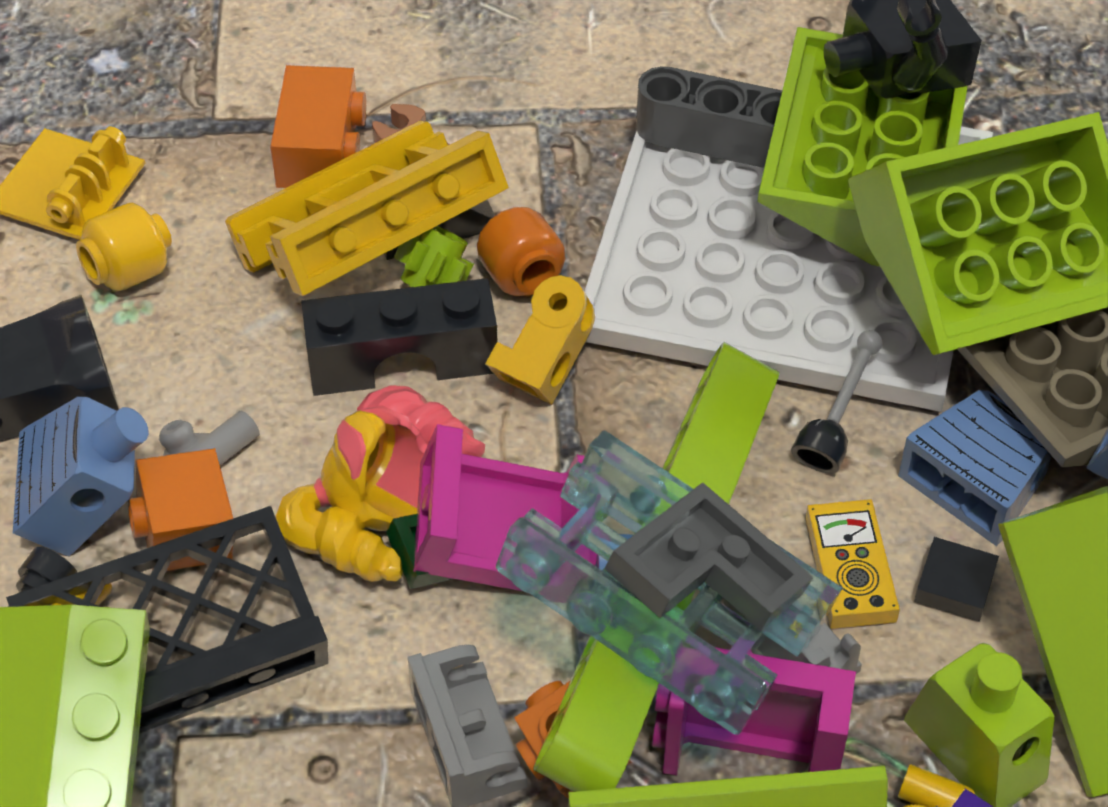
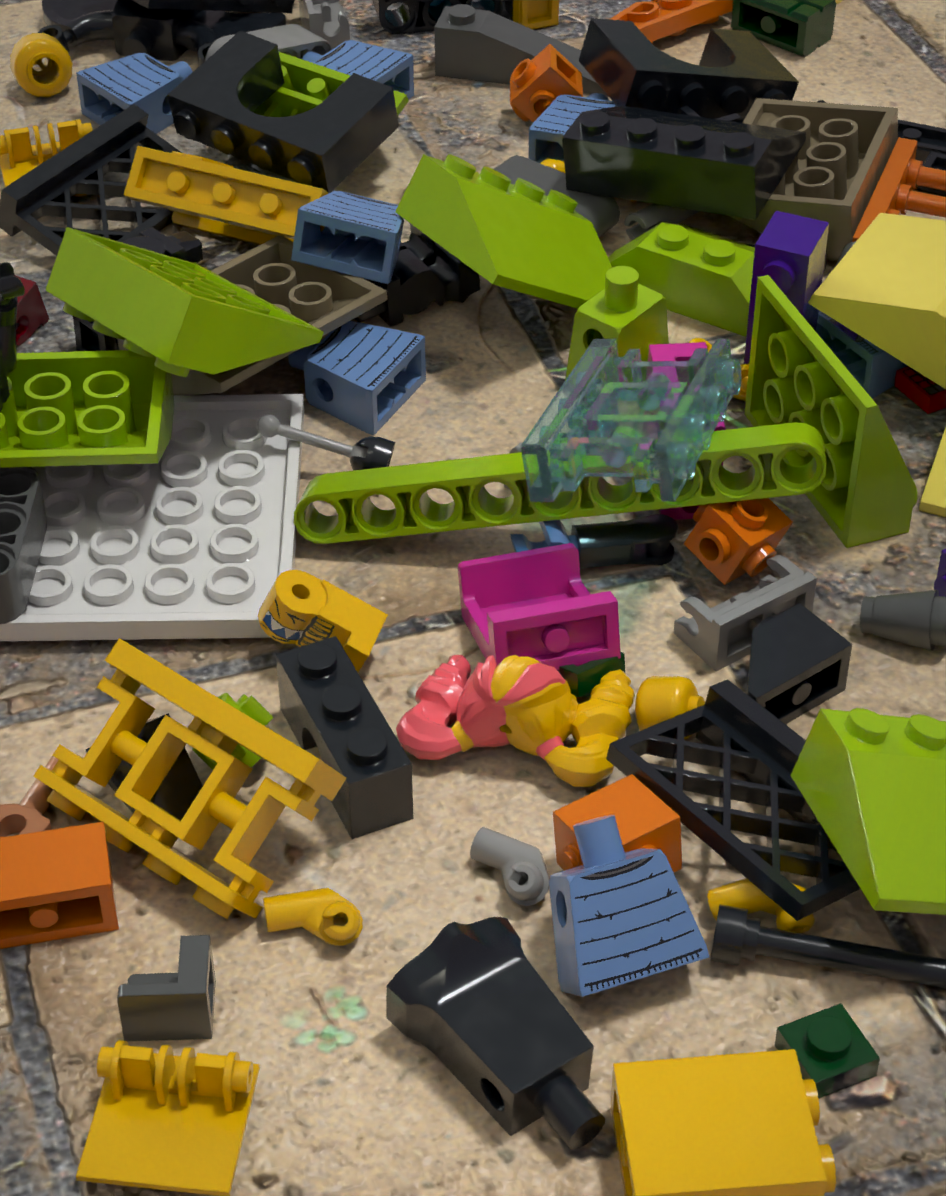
camera: 105 degrees left, 10 degrees down
(124, 247) = (281, 1000): yellow head -> none
(176, 197) = (172, 1003): none -> dark grey panel
(207, 309) = (318, 911): none -> yellow arm
(353, 612) = (664, 698): none -> yellow piece
(356, 728) = (796, 663): none -> black slope
(520, 250) = (209, 661): orange head -> none
(712, 544) = (633, 366): dark grey plate -> none
(853, 555) = (477, 435): yellow tile -> none
(956, 579) = (473, 386): black tile -> none

